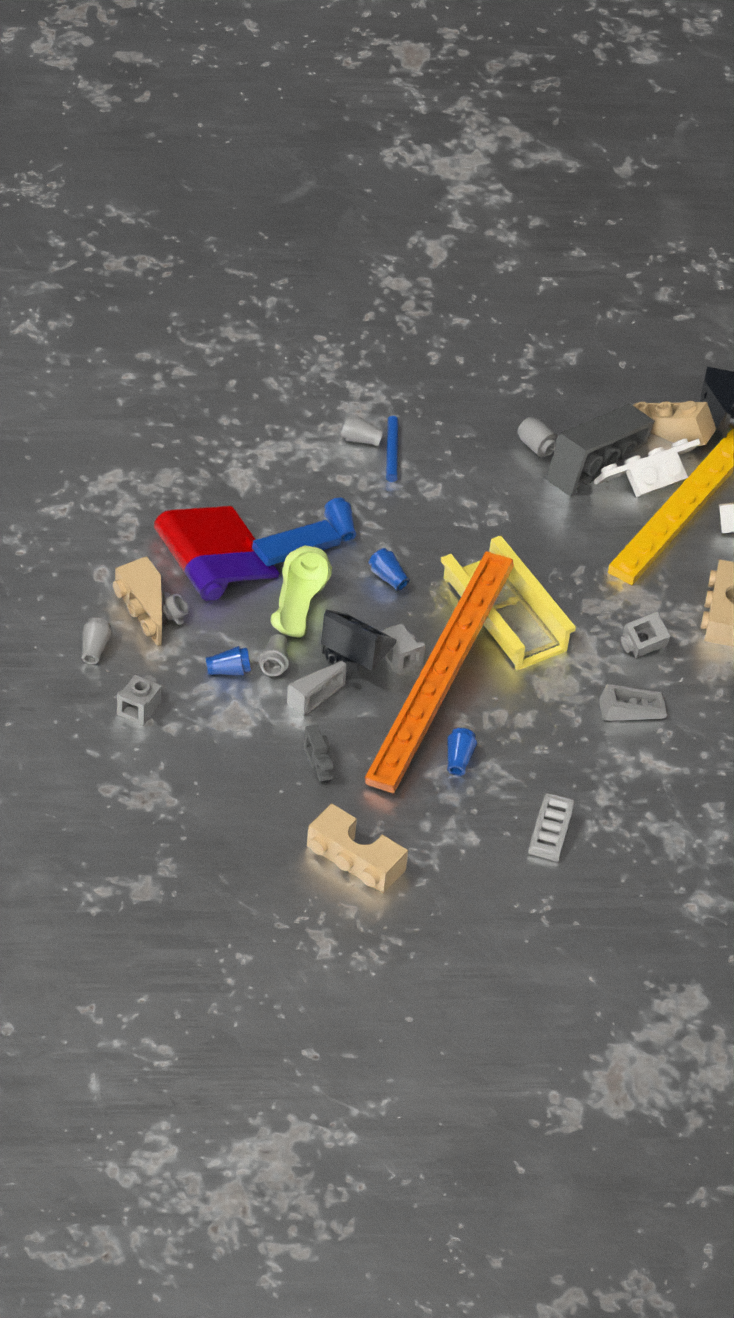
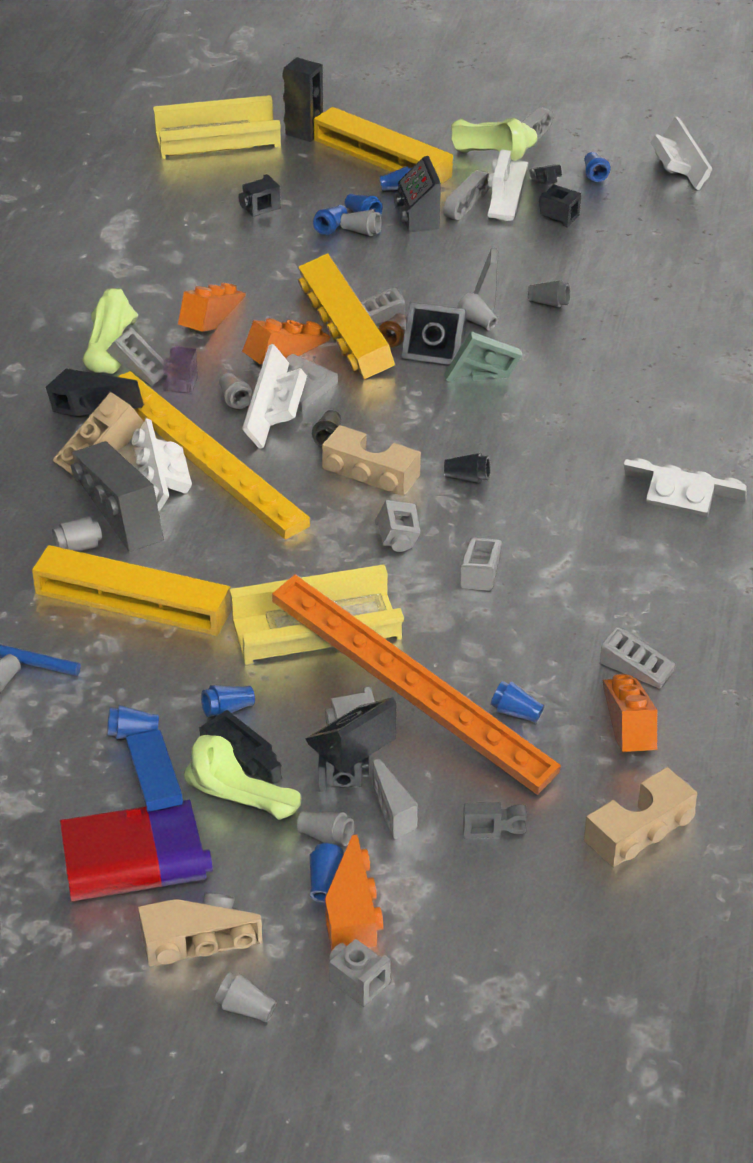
camera: 70 degrees left, 5 degrees down
(205, 680) = (350, 900): none -> orange slope
(342, 587) = (249, 748): none -> black hinge
(474, 828) = (631, 713): none -> orange slope
(489, 482) = (132, 590): none -> yellow brick

